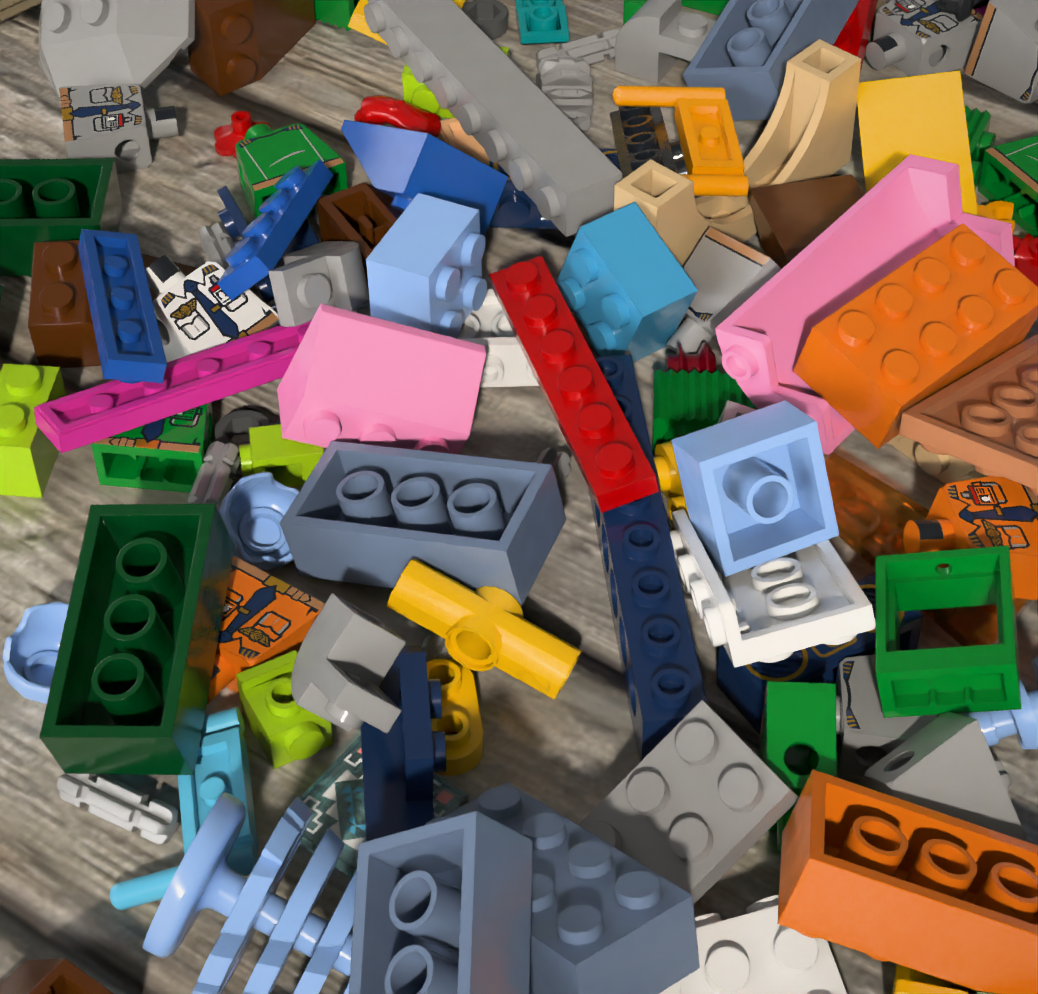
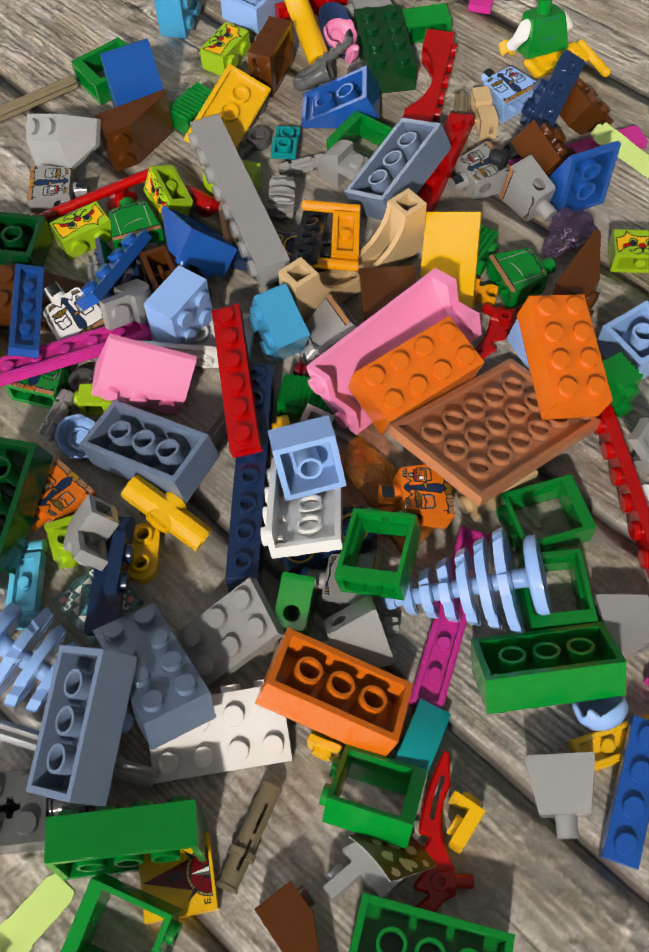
camera: 10 degrees right, 15 degrees up
(181, 186) = (77, 230): none -> lime brick
(210, 120) = (93, 196): none -> red bar
(332, 93) = (166, 188): none -> lime brick

